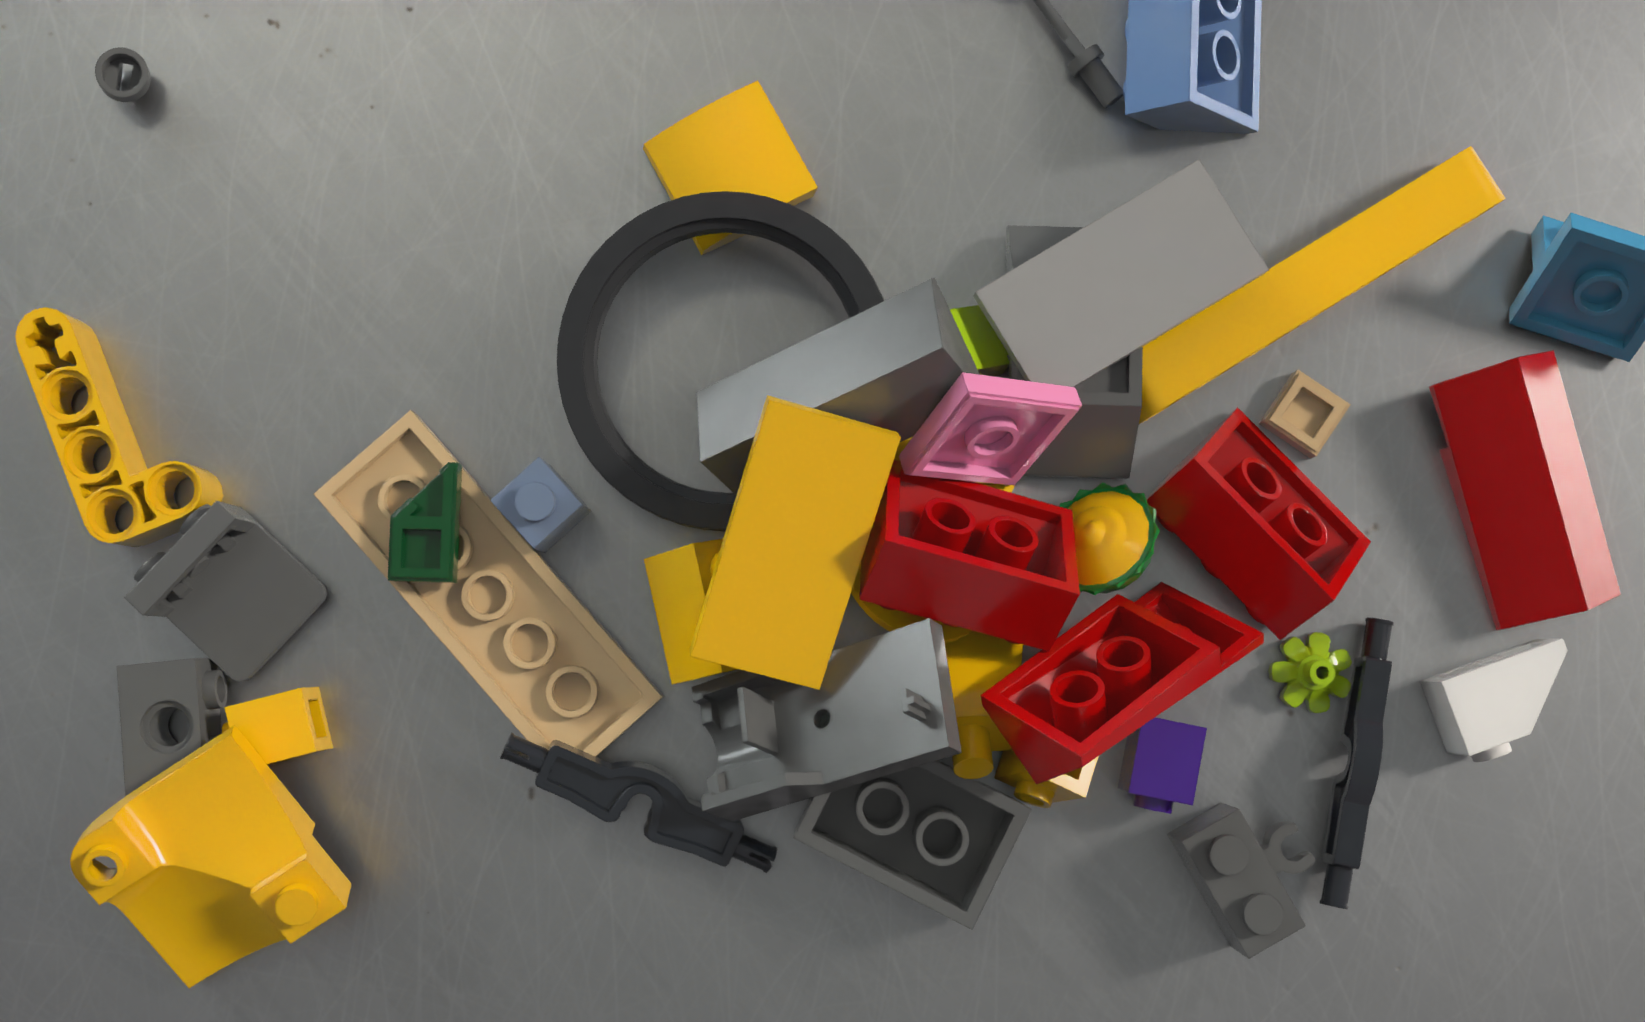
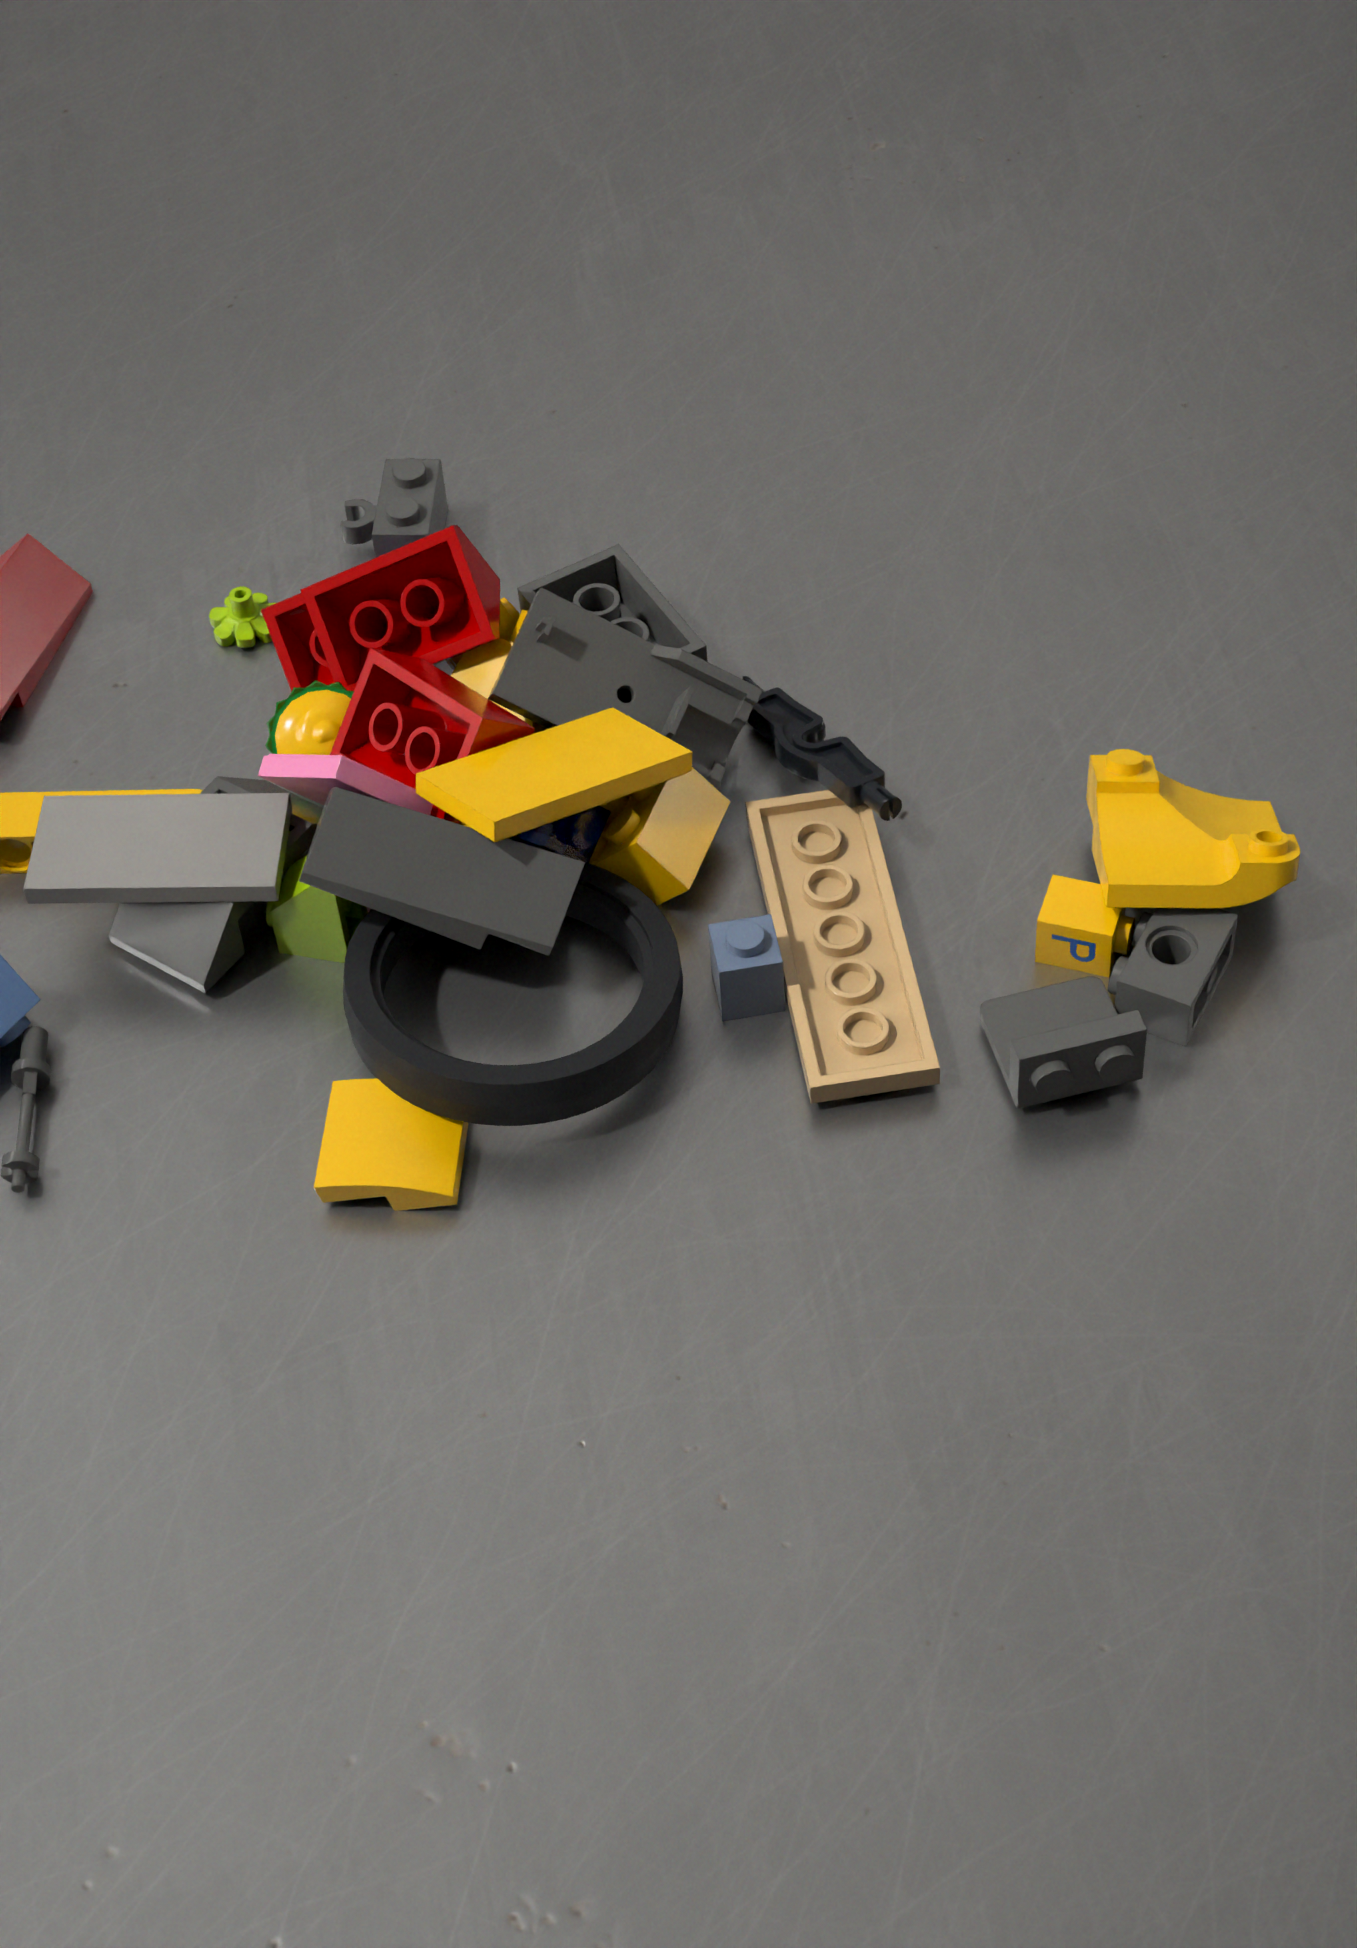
camera: 140 degrees left, 35 degrees down
(102, 422) = (1113, 1143): yellow beam -> none
(109, 74) = (890, 1503): dark grey hinge -> none
(427, 531) = (854, 986): dark green tile -> none
(1259, 525) = (198, 703): red slope -> none
(1304, 414) = (98, 764): tan tile -> none
(1357, 783) = (283, 532): black piece -> none
(1493, 698) = (132, 541): white slope -> none

